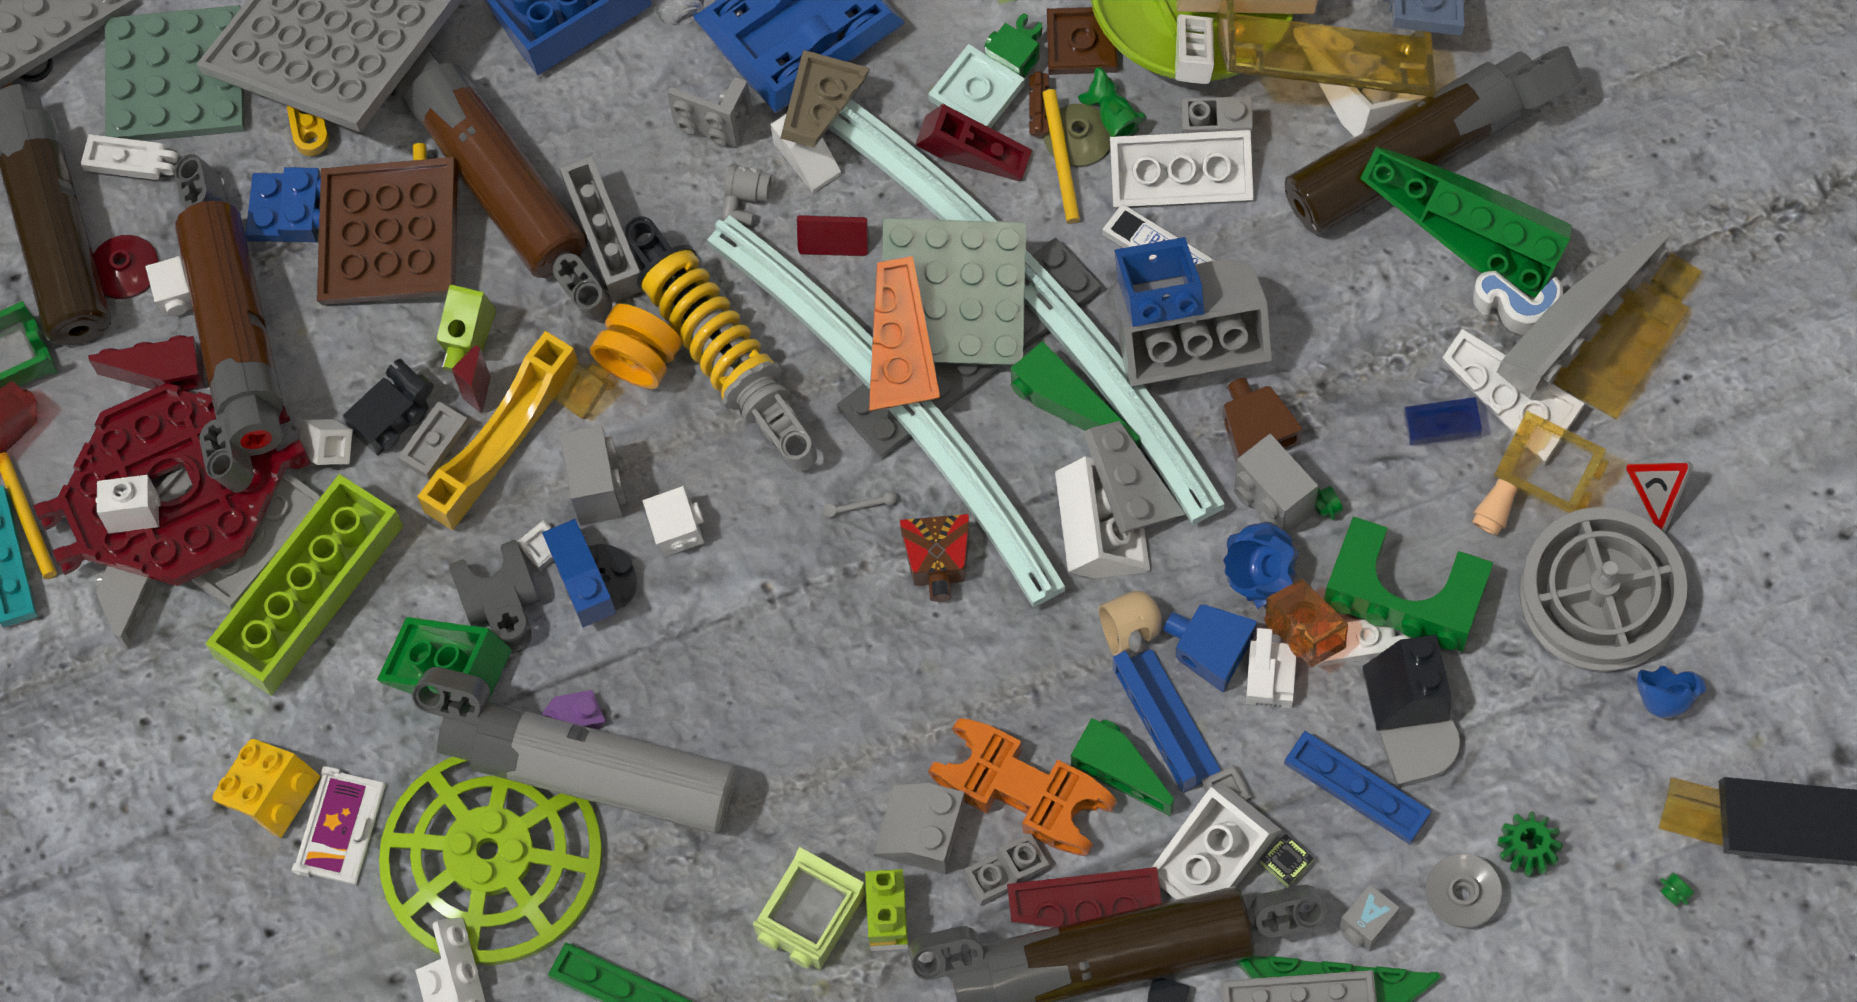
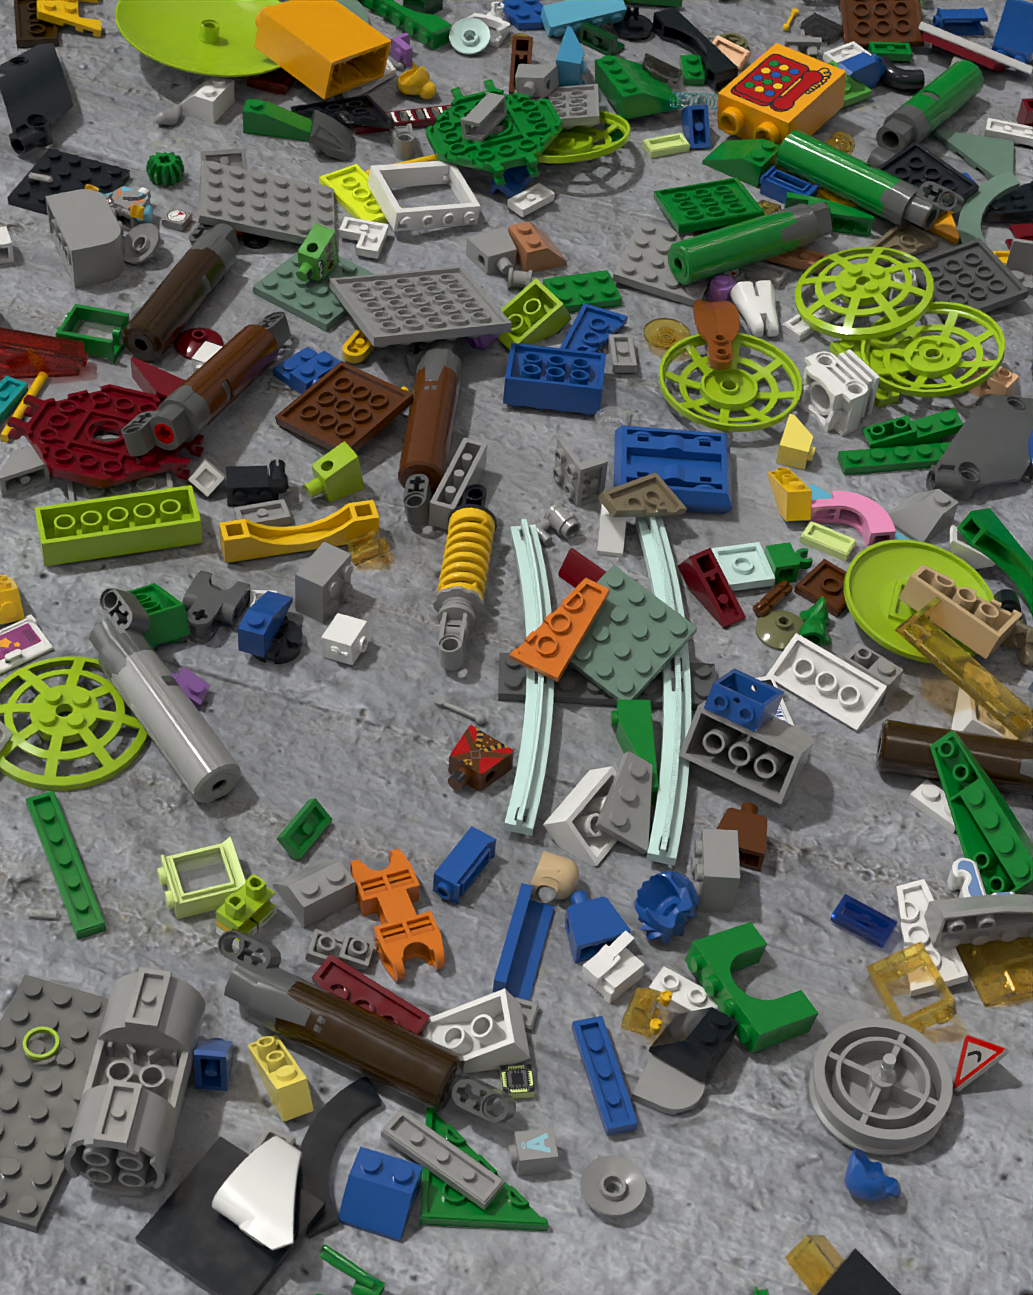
camera: 30 degrees right, 20 degrees down
(127, 157) = (252, 298): white hinge -> none
(128, 504) = (69, 418): white head -> none
(152, 44) = (317, 254): none -> bright green torso
(473, 378) = (313, 497): dark red slope -> none
(636, 346) = (415, 542): light orange wheel -> none
(849, 772) = (304, 829): none -> green plate
(1035, 680) = (464, 864): none -> blue window
(1061, 156) = (758, 629): yellow bar -> none
(1113, 760) = (464, 938): green slope -> none
(1194, 50) = (884, 623): white slope -> none
(1306, 623) = (660, 953): clear orange brick -> none
(1328, 503) = (744, 910): green plate -> none
(1333, 693) = (642, 1011): none -> clear yellow piece
(1392, 226) = (933, 803): none -> white plate
(1495, 508) = (851, 989): light nougat cone -> none
(1516, 848) = (697, 1197): green gear -> none

